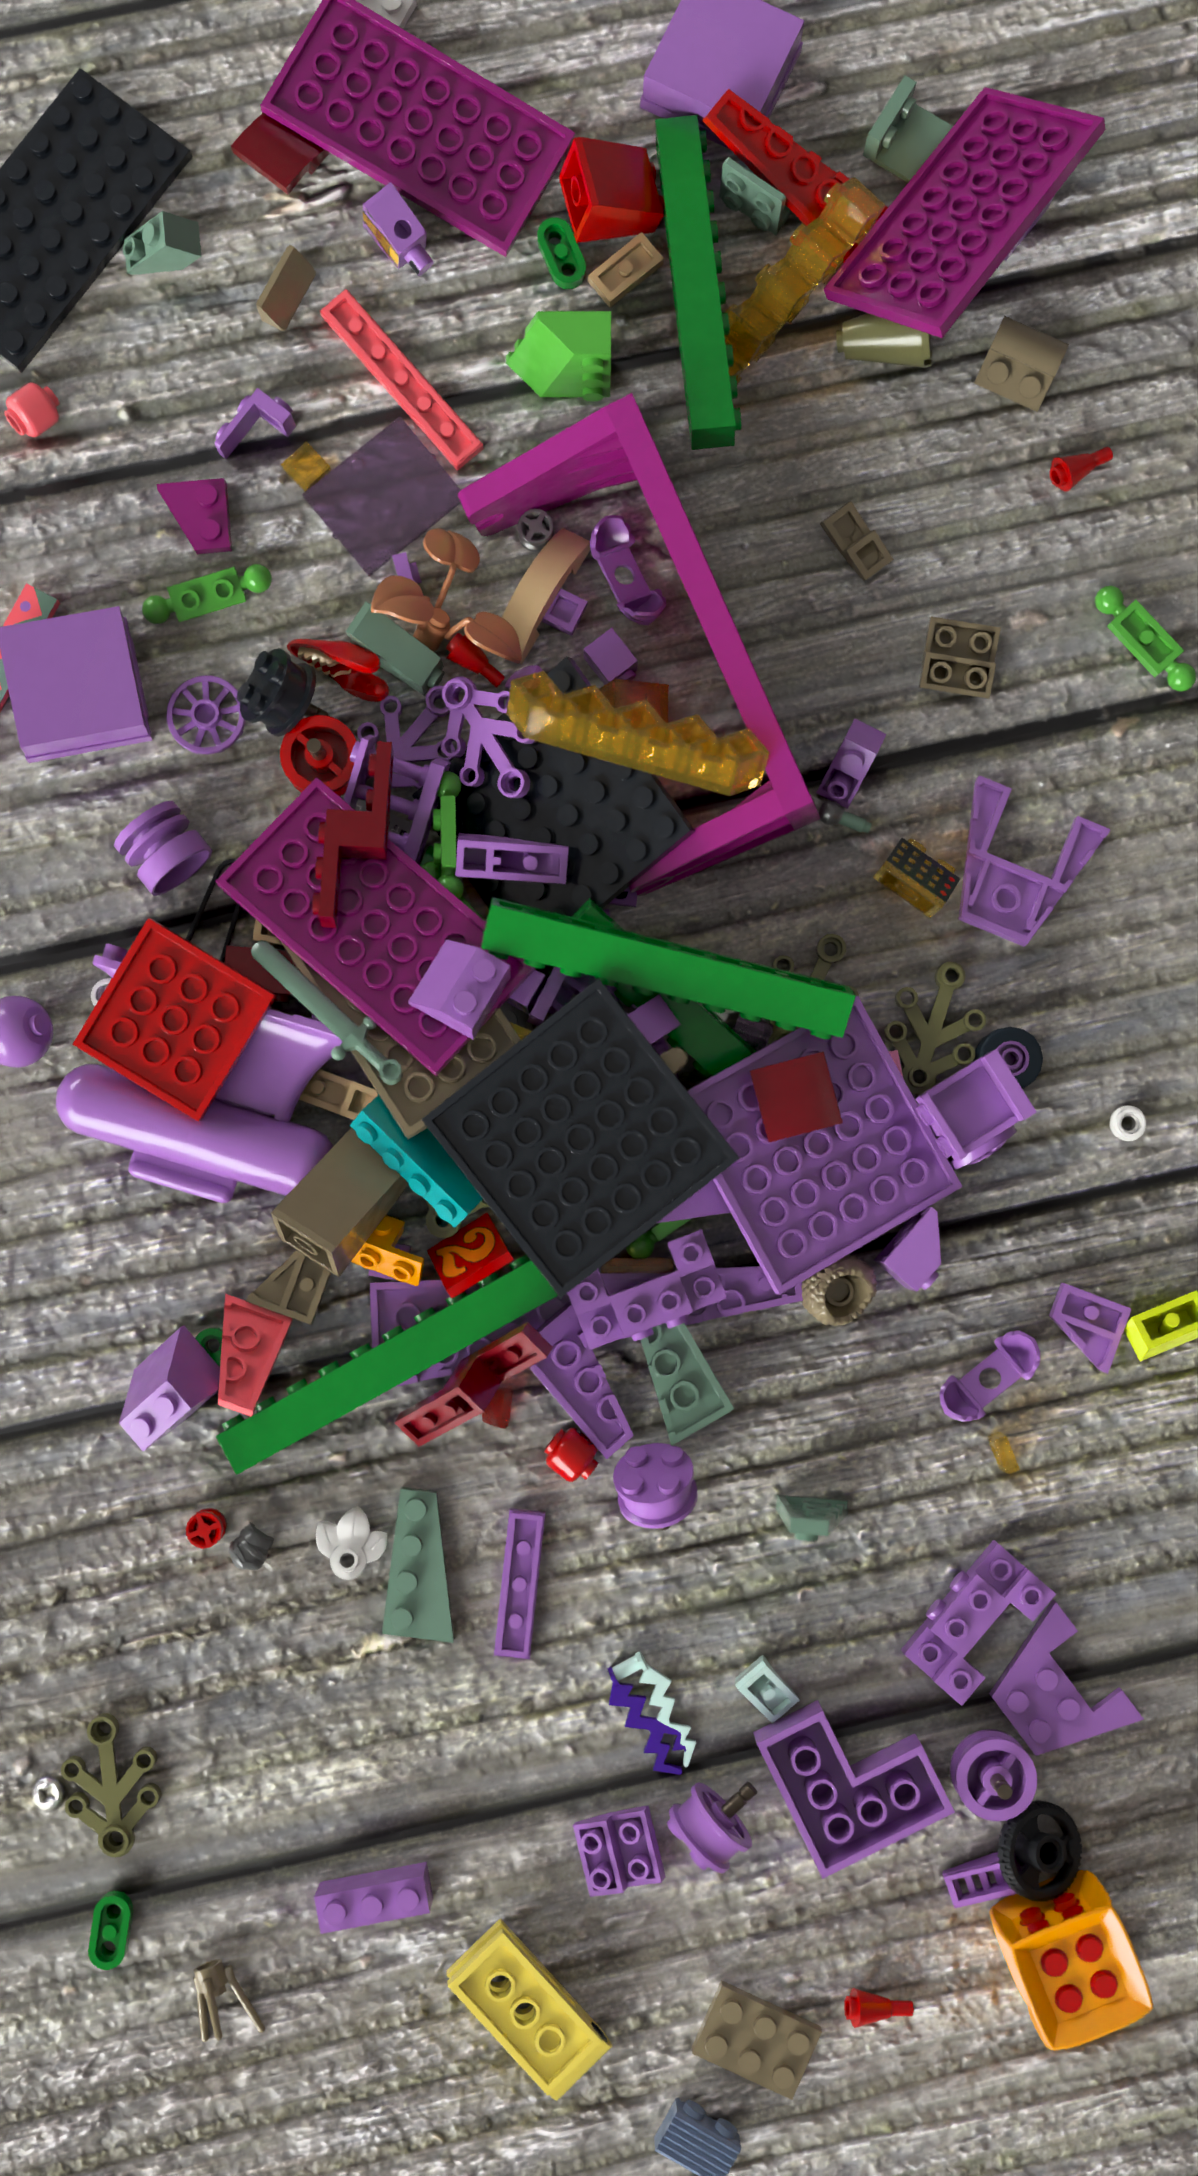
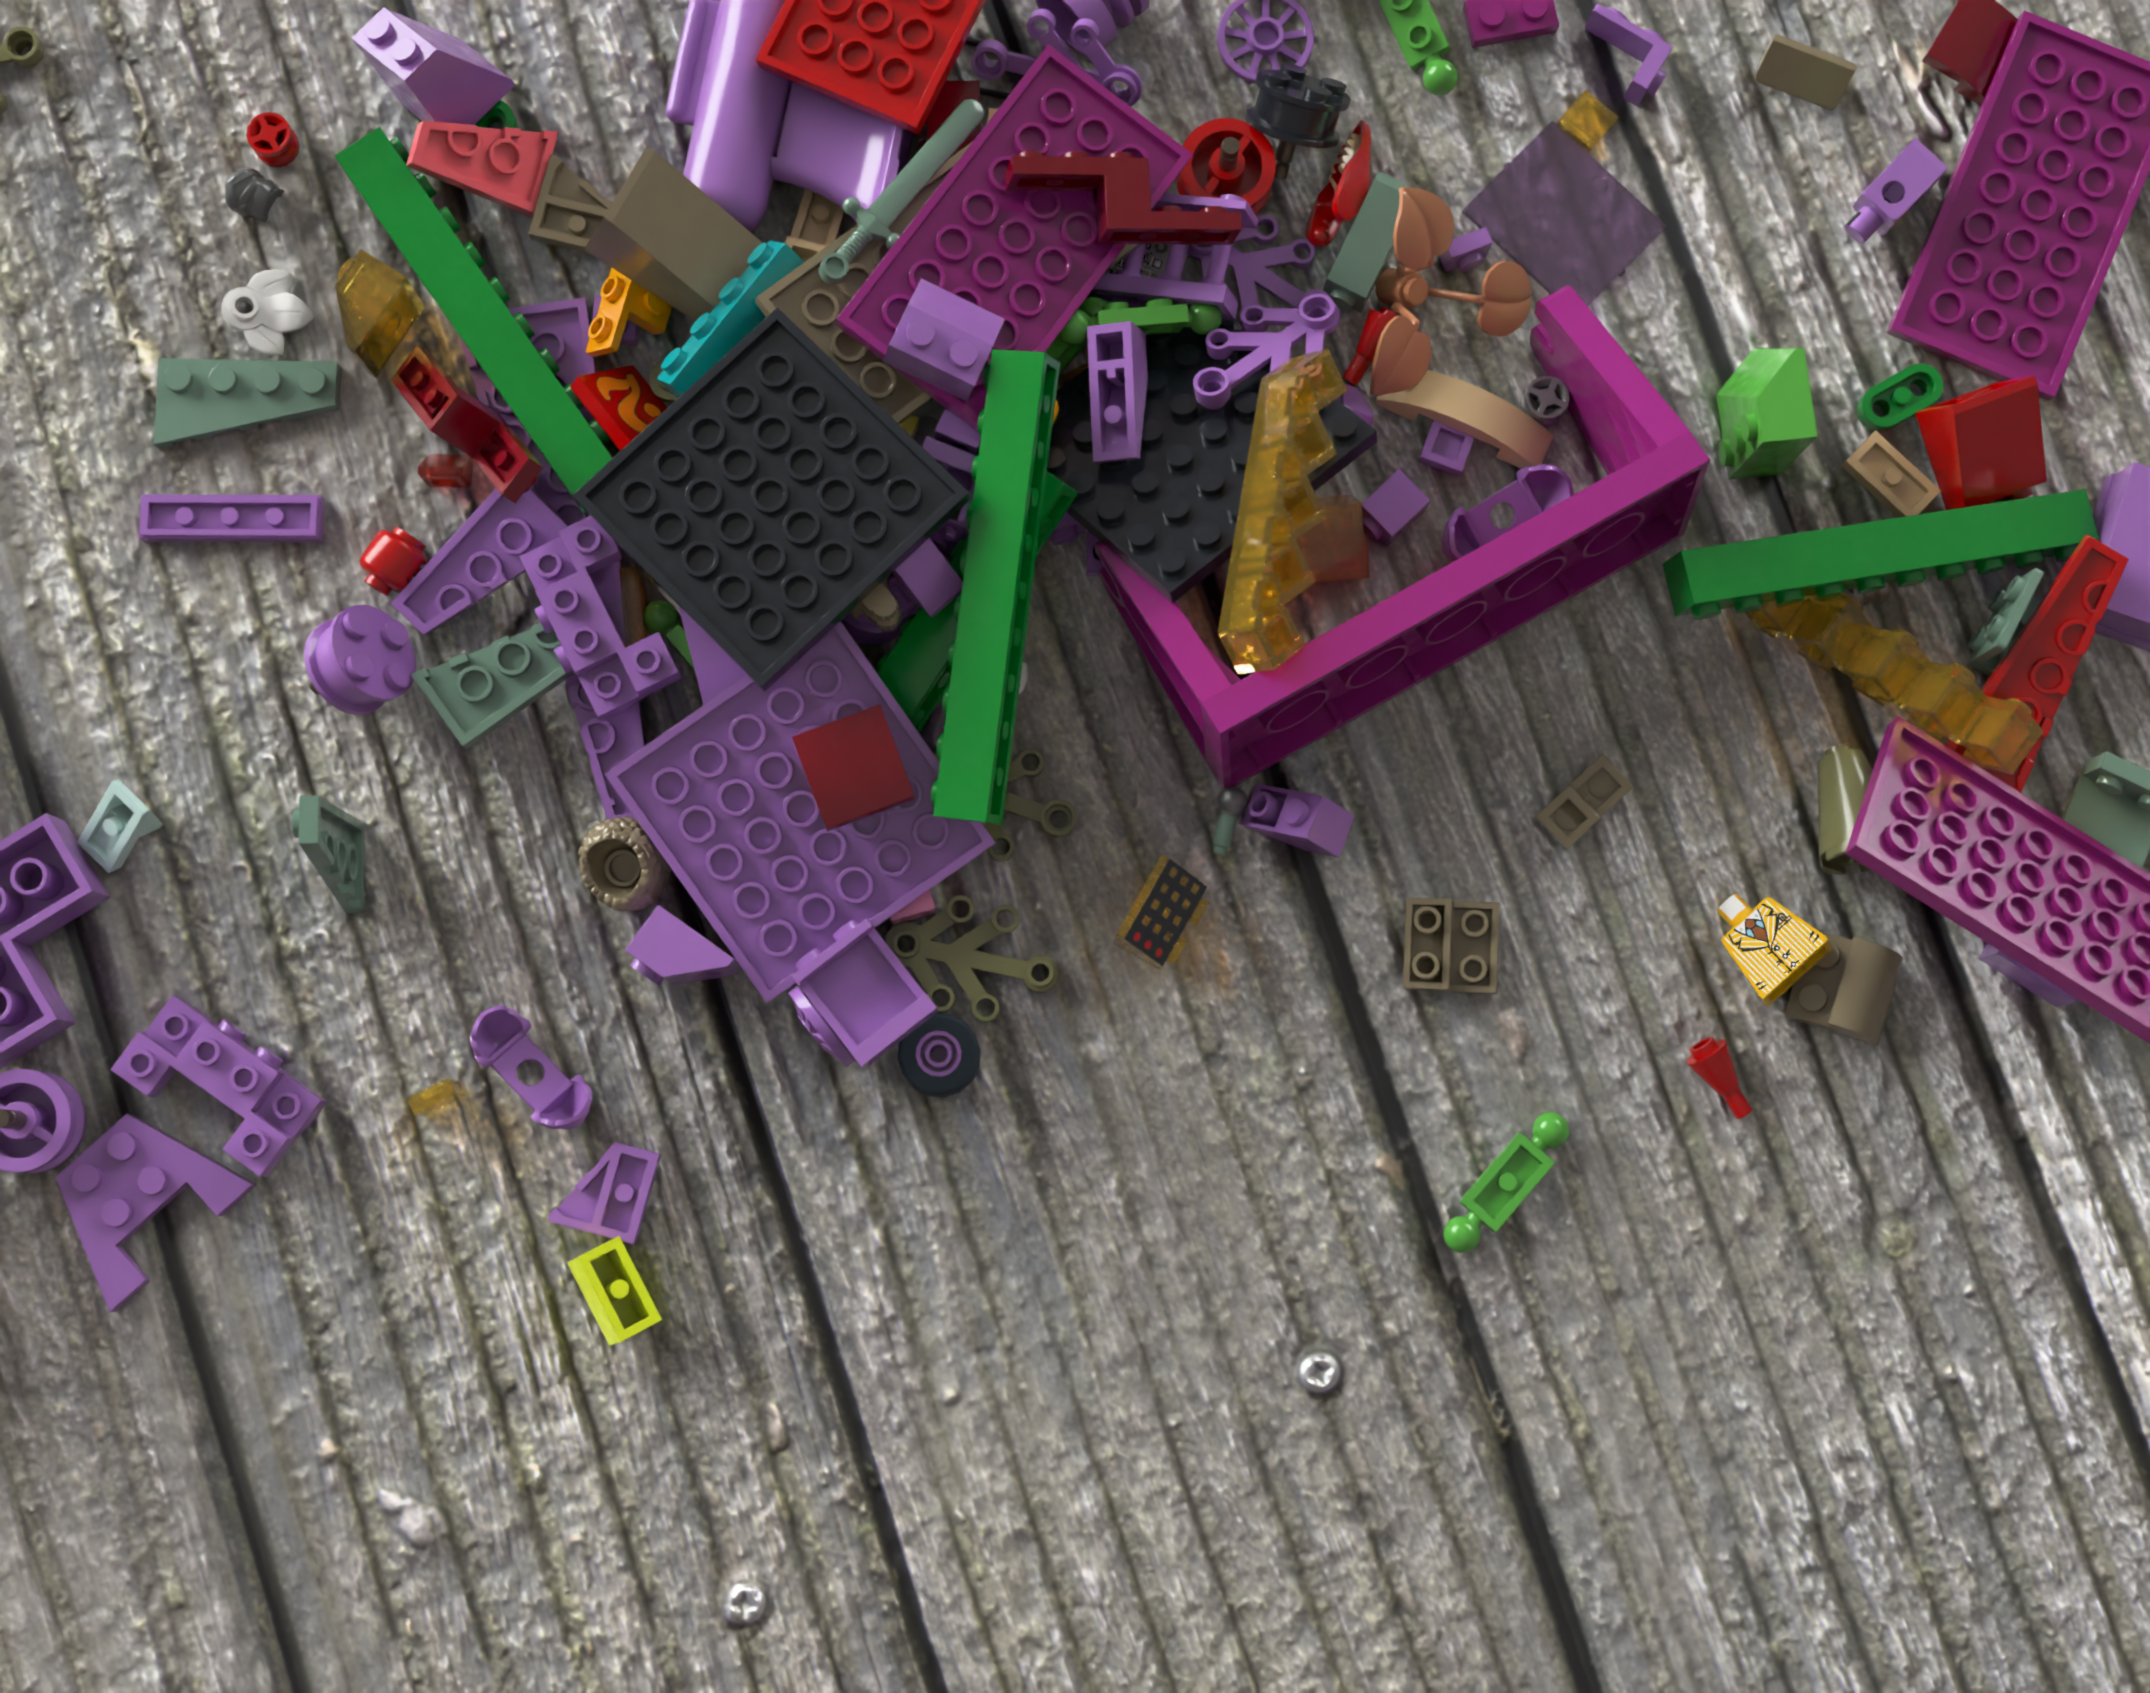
camera: 80 degrees right, 5 degrees down
(237, 844) = (1018, 63): none -> medium lavender plant
(365, 1454) = (375, 309): none -> clear yellow slope
(401, 379) = (1712, 224): coral tile -> none
(657, 1726) = (66, 700): piece -> none
(987, 413) = (1770, 945): none -> yellow torso
(1008, 896) = (1149, 1035): medium lavender wing -> none
(1138, 1123) = (858, 1220): white plate -> none

